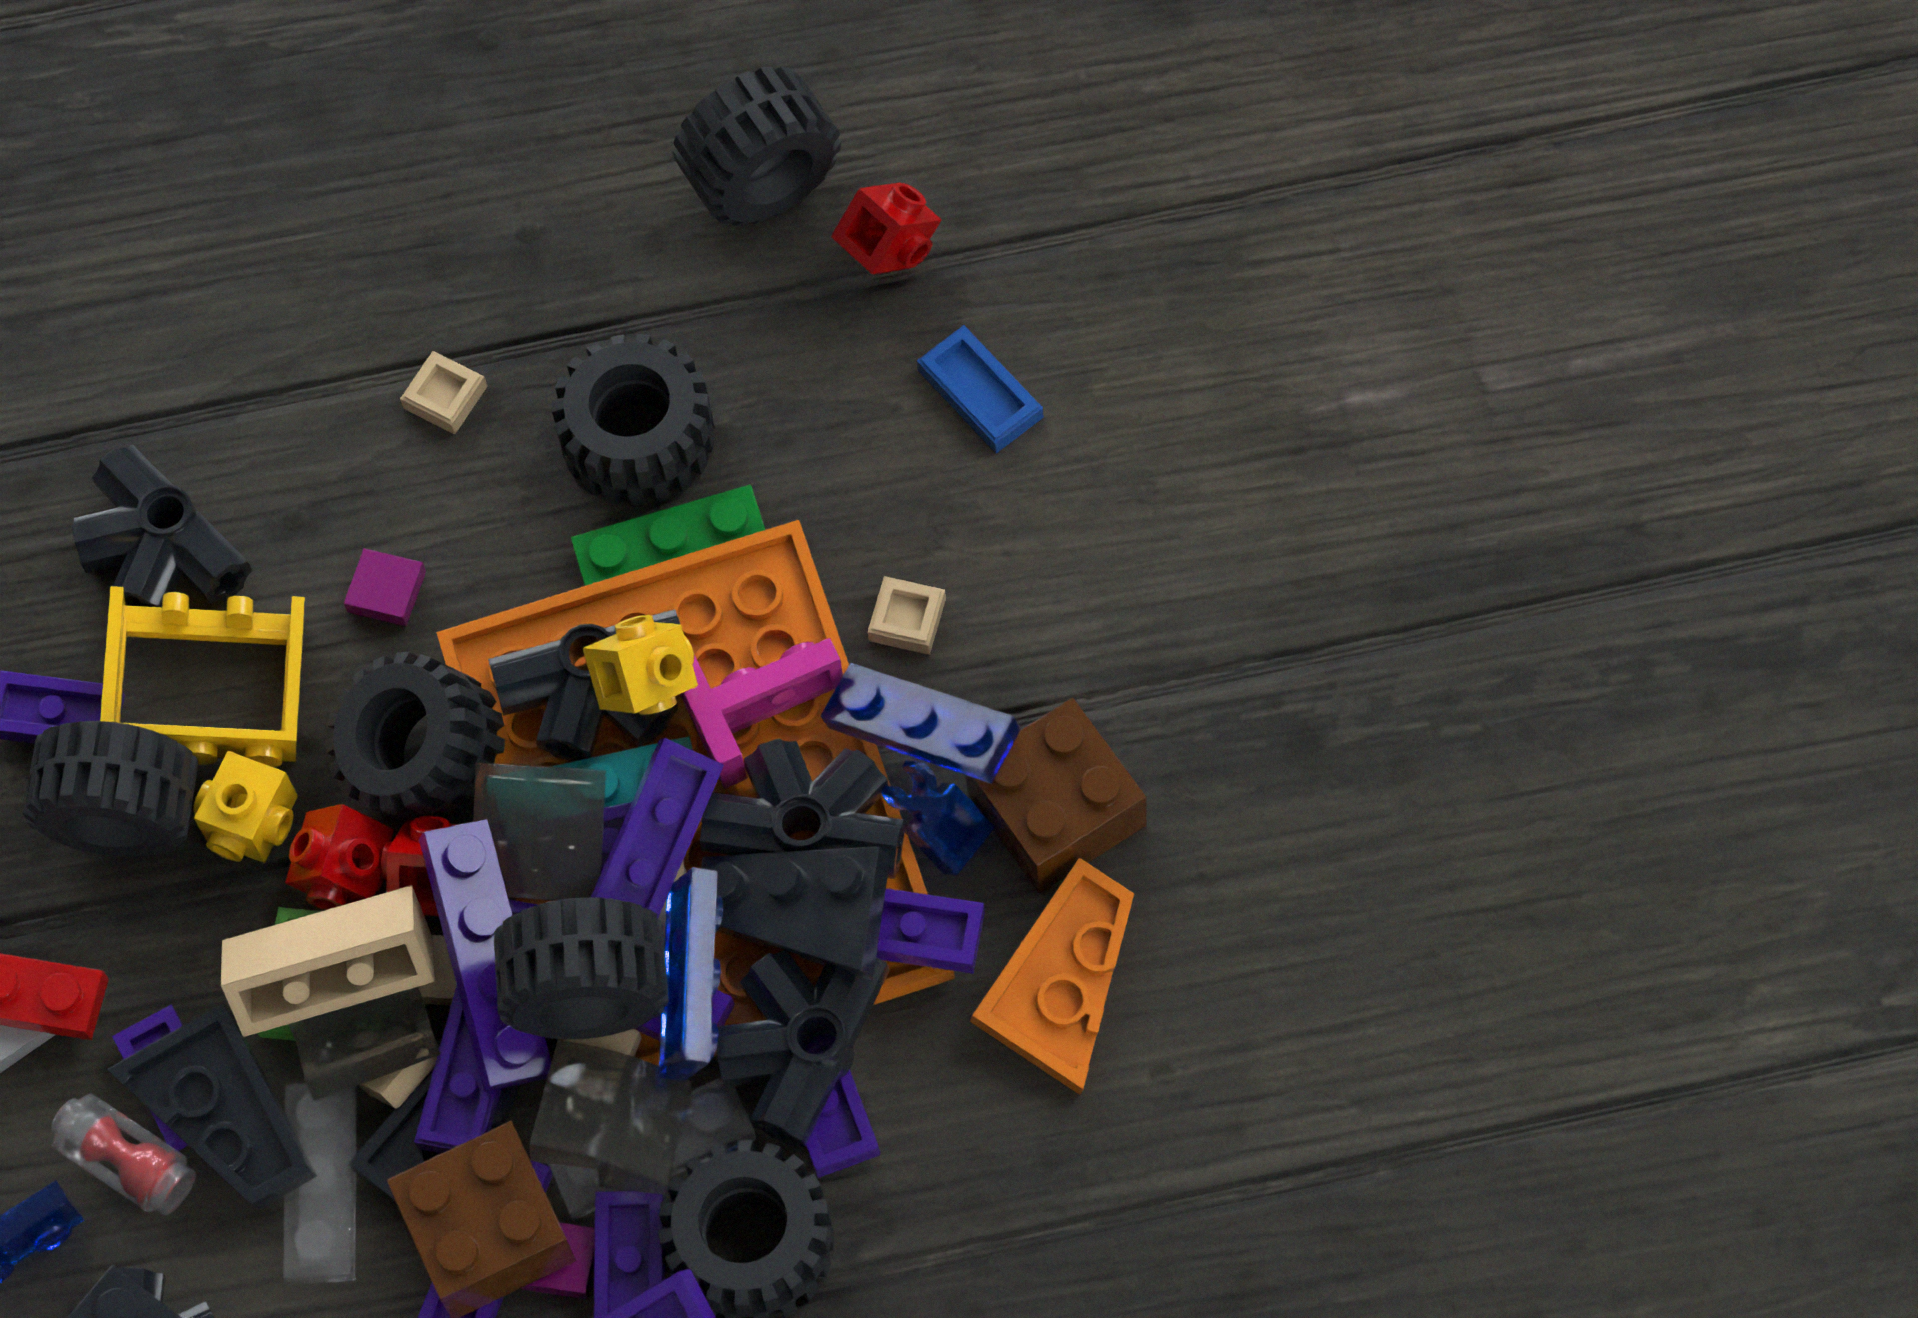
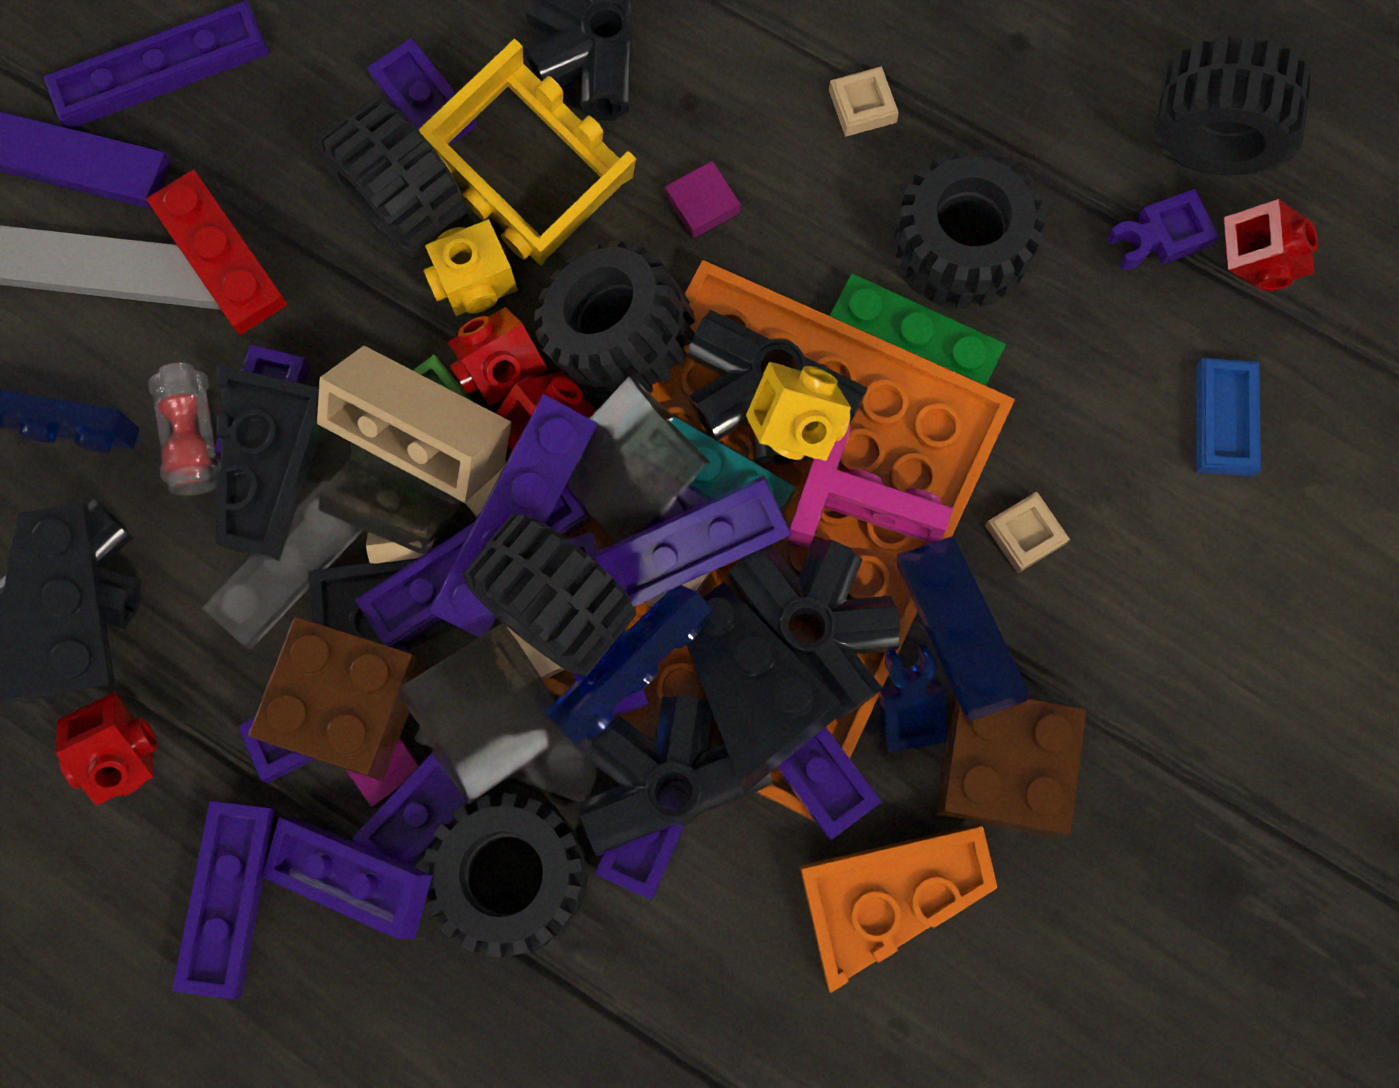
camera: 40 degrees right, 10 degrees up
(795, 281) = (1167, 227): none -> dark purple plate

